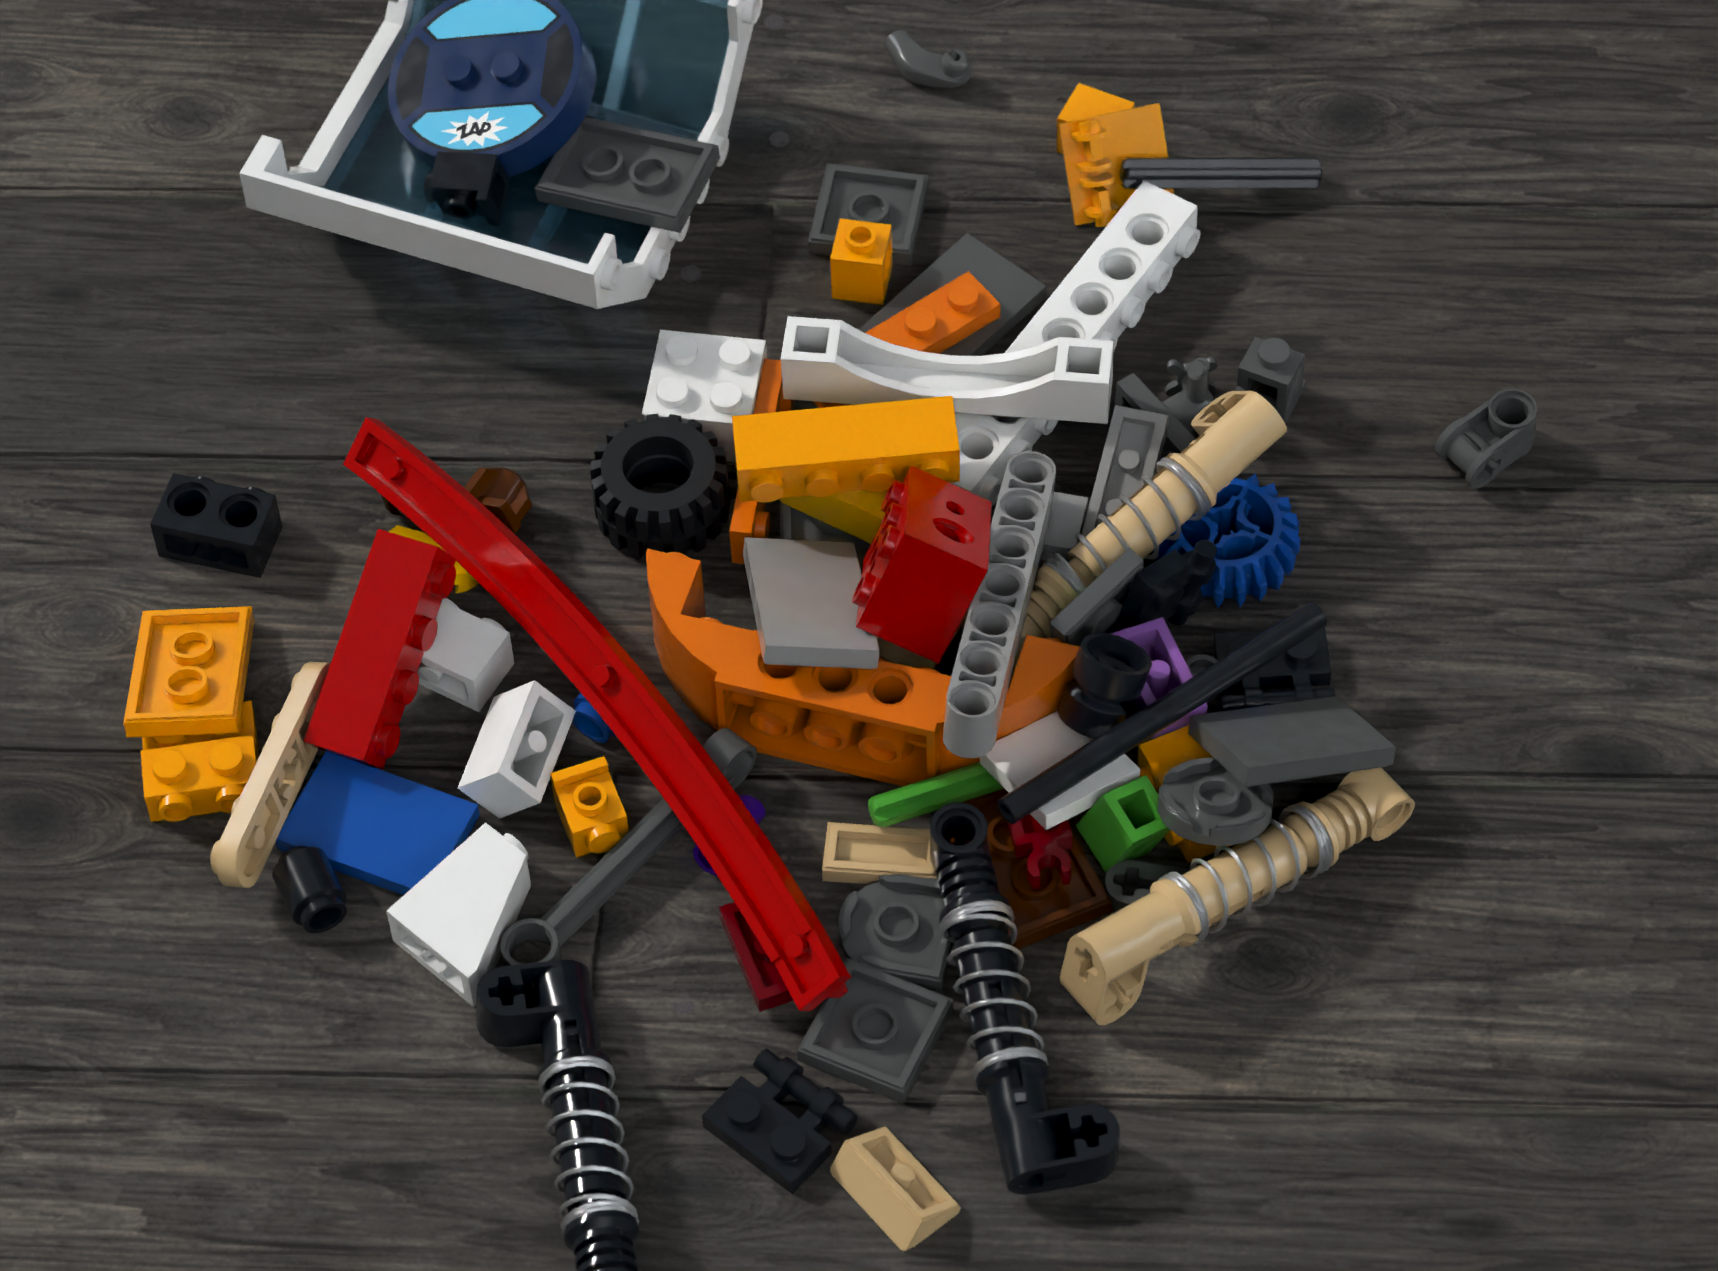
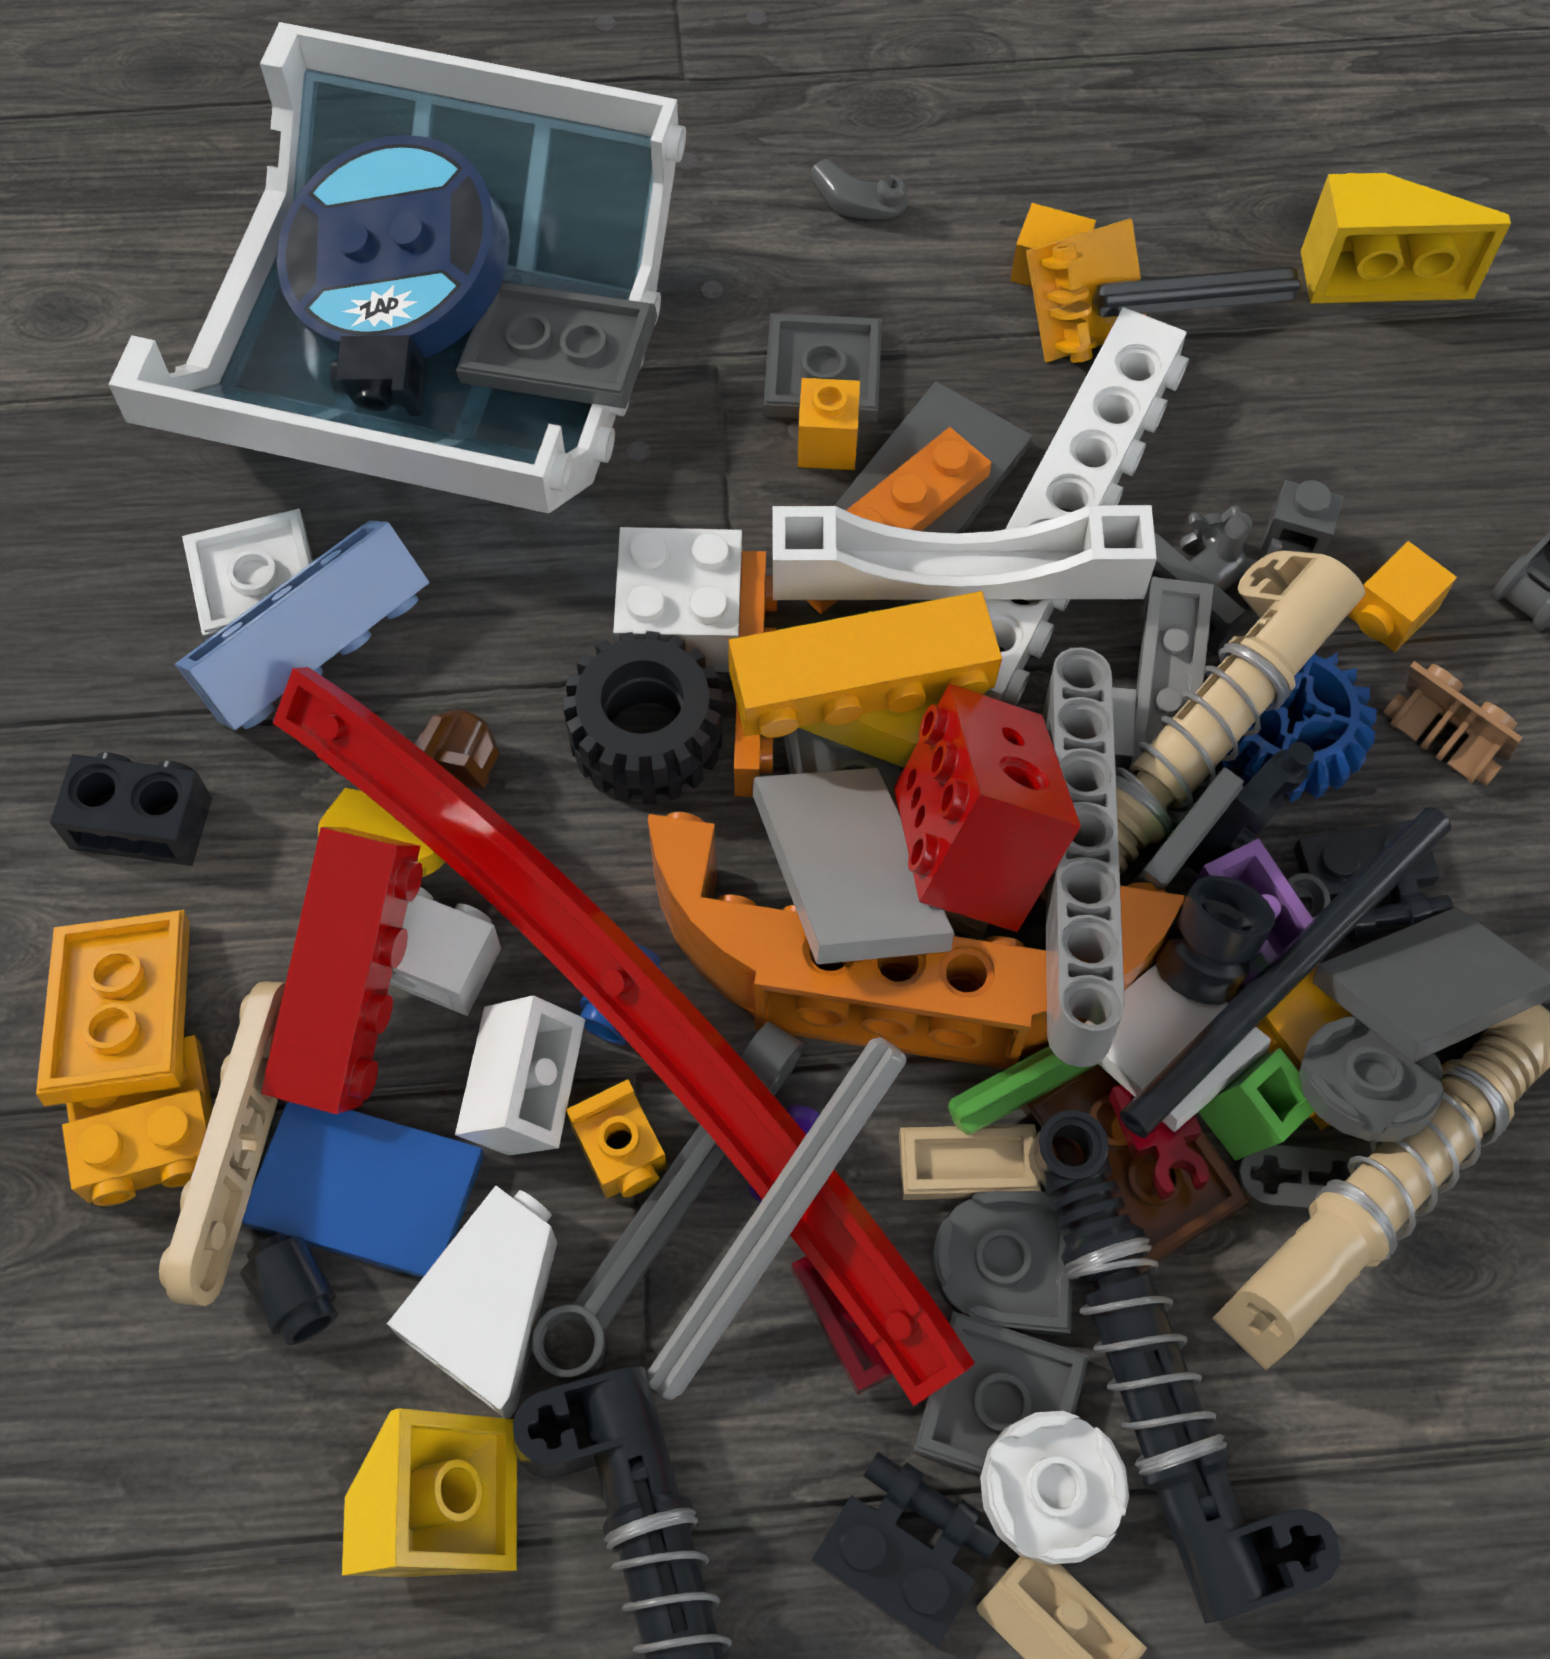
camera: 10 degrees left, 10 degrees up
(337, 350) = (243, 564): none -> white tile
(379, 385) = (304, 624): none -> medium blue brick
(407, 1042) = (434, 1498): none -> yellow slope
(704, 855) = (776, 1217): none -> light grey axle
(904, 1082) = (1054, 1488): none -> white tile
(1349, 446) = (1402, 596): none -> light orange brick
(1371, 554) = (1436, 694): none -> medium nougat hinge
(1410, 143) = (1397, 242): none -> yellow slope

